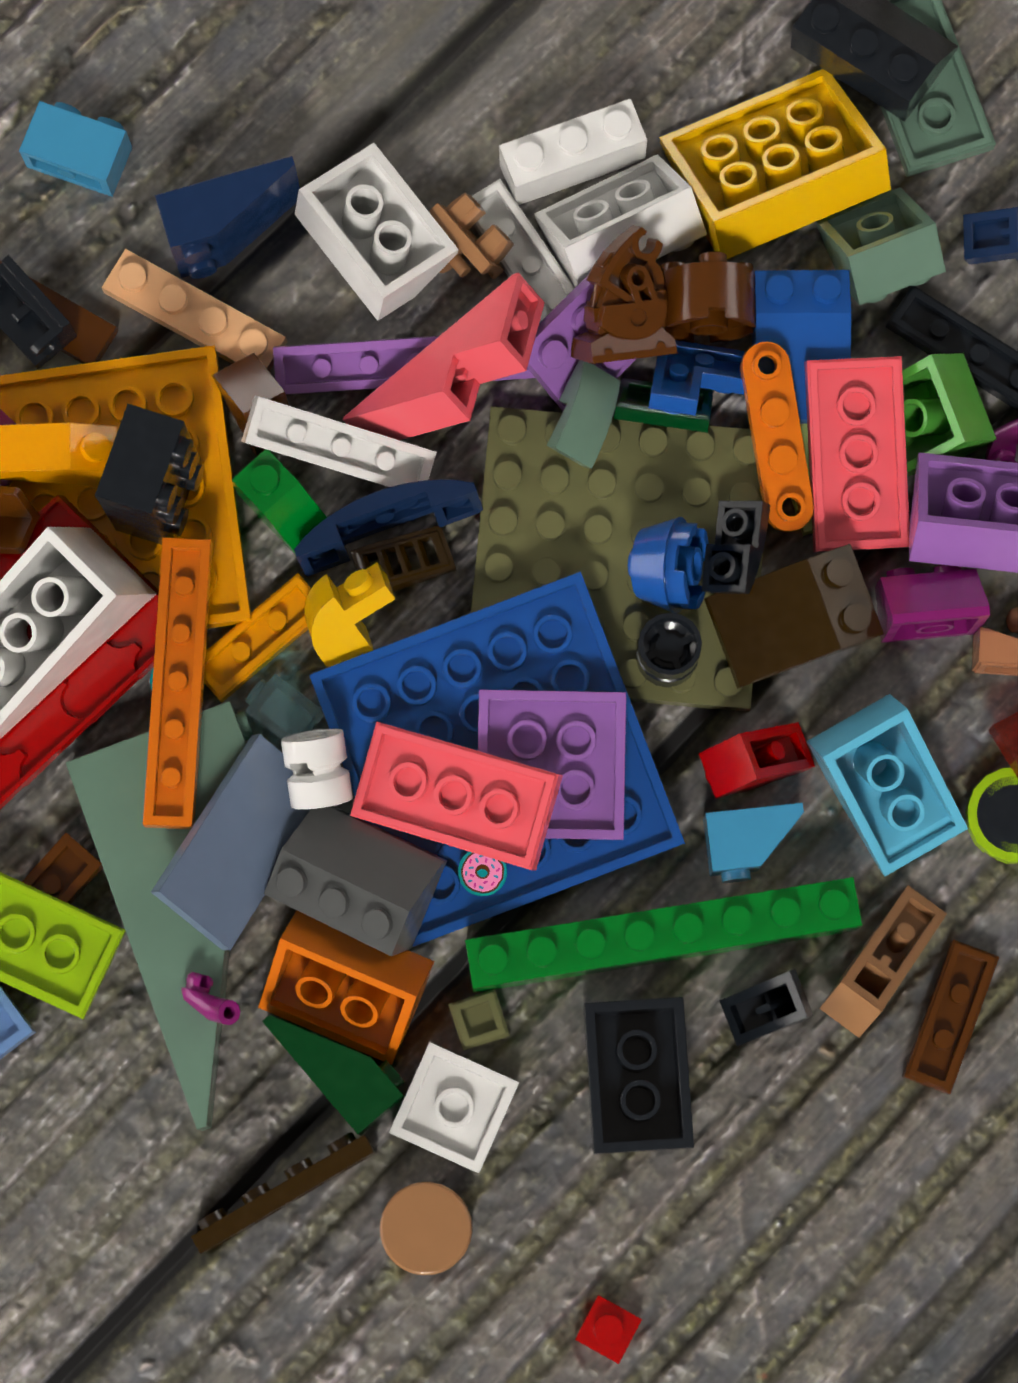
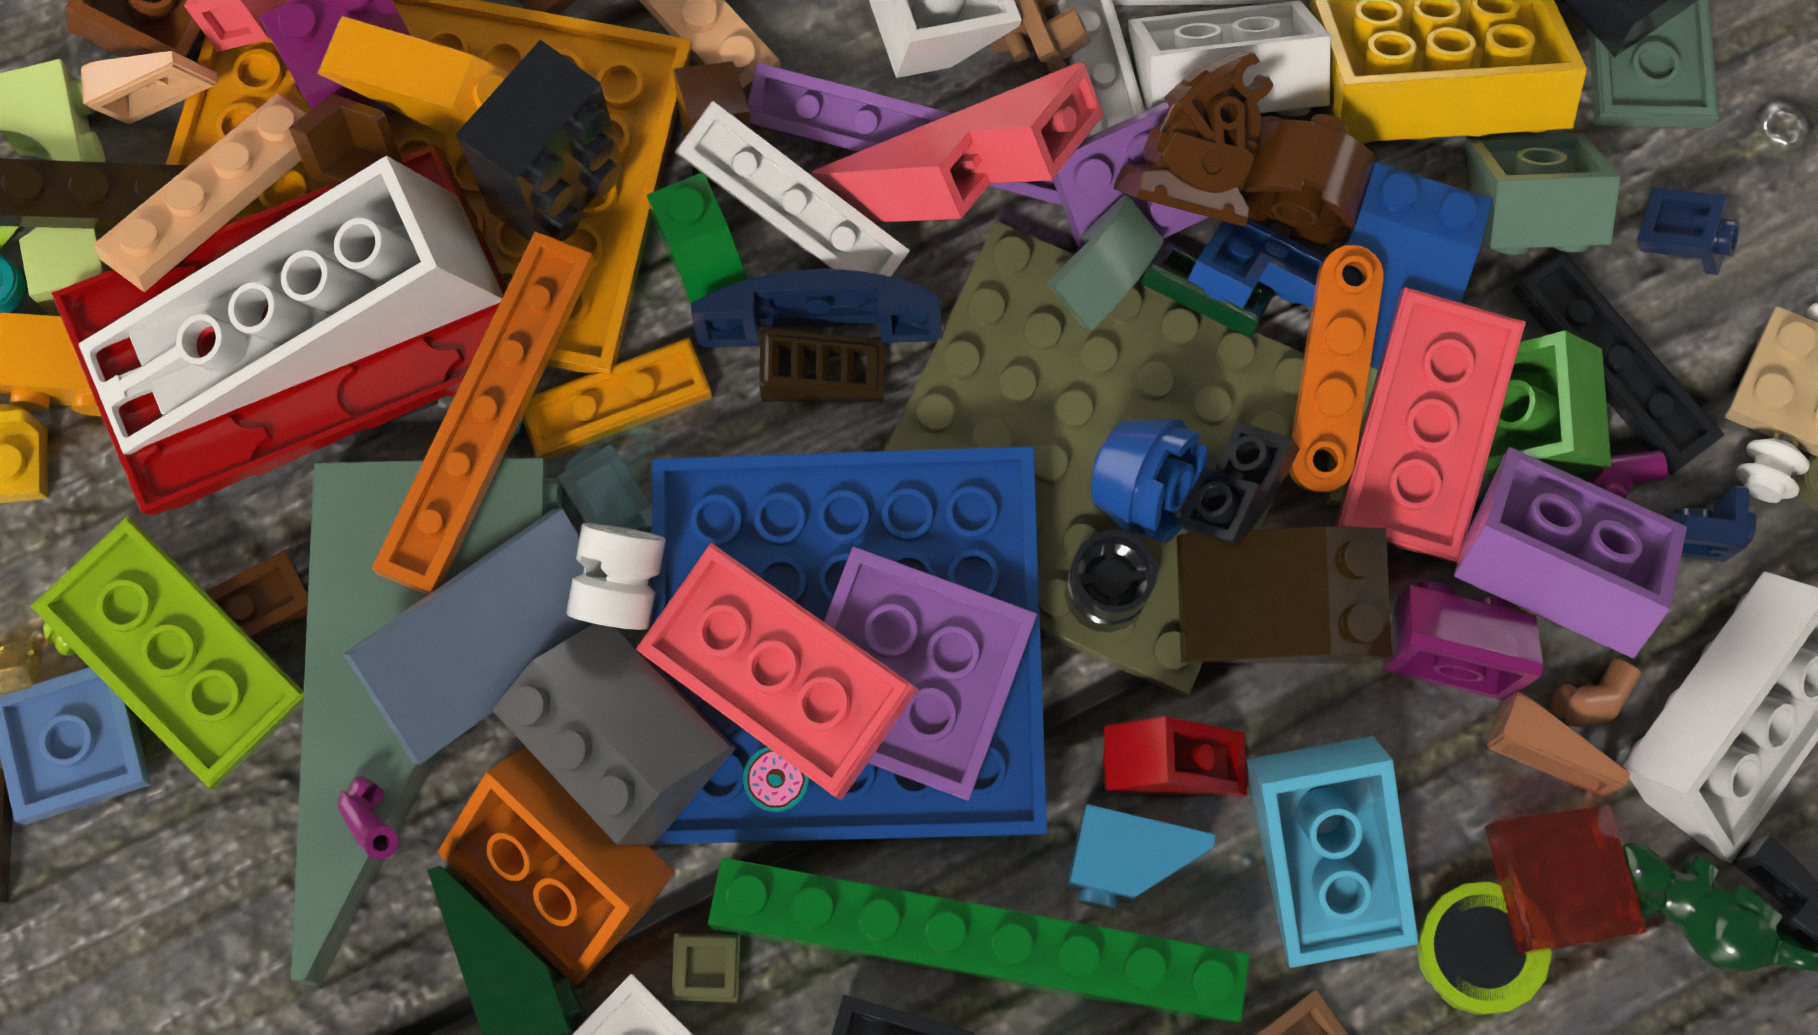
camera: 15 degrees right, 5 degrees down
(336, 613) = (712, 396): yellow brick -> none

